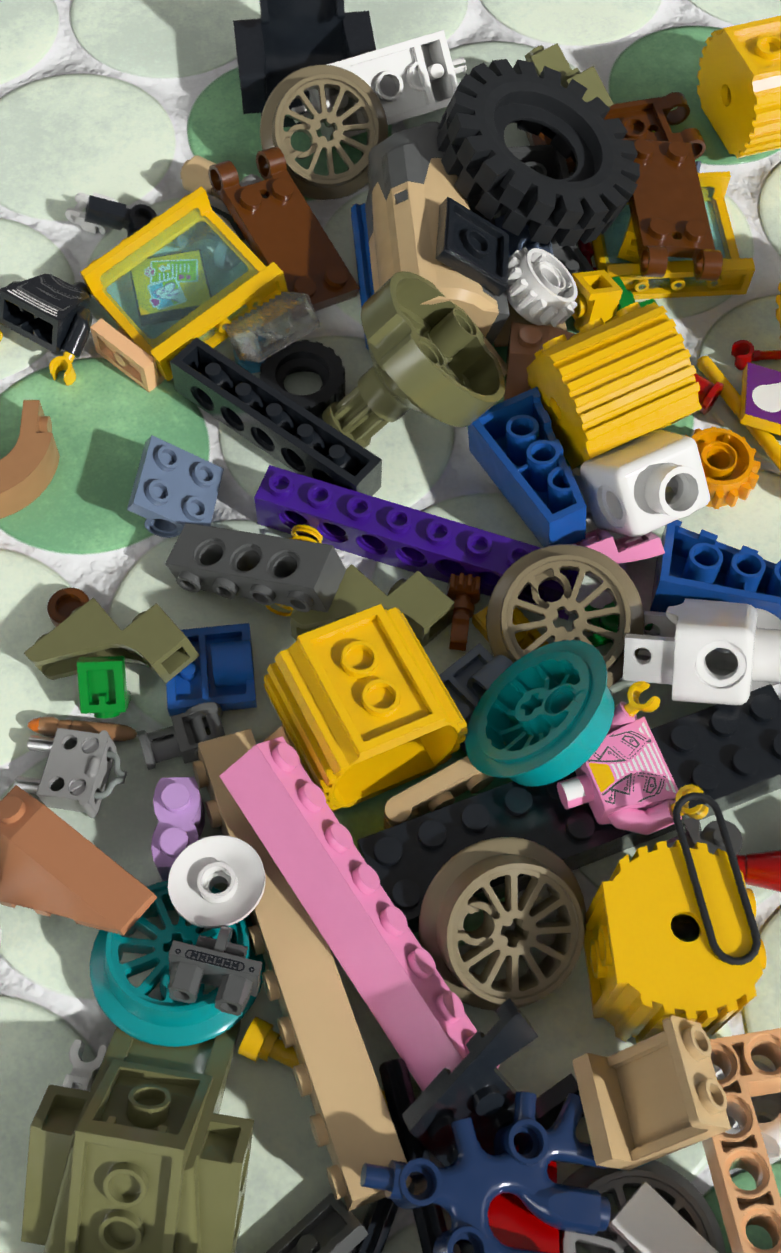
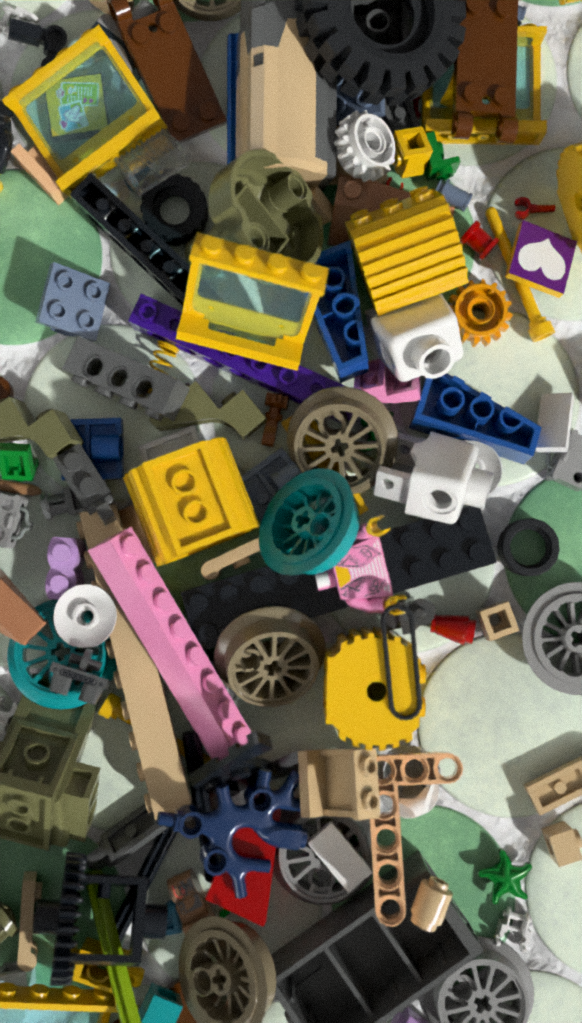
camera: 10 degrees right, 25 degrees up
(207, 703) = (86, 482): none -> dark grey hinge
(424, 438) = (249, 301): none -> panel
(472, 246) = (311, 114): black tile -> none

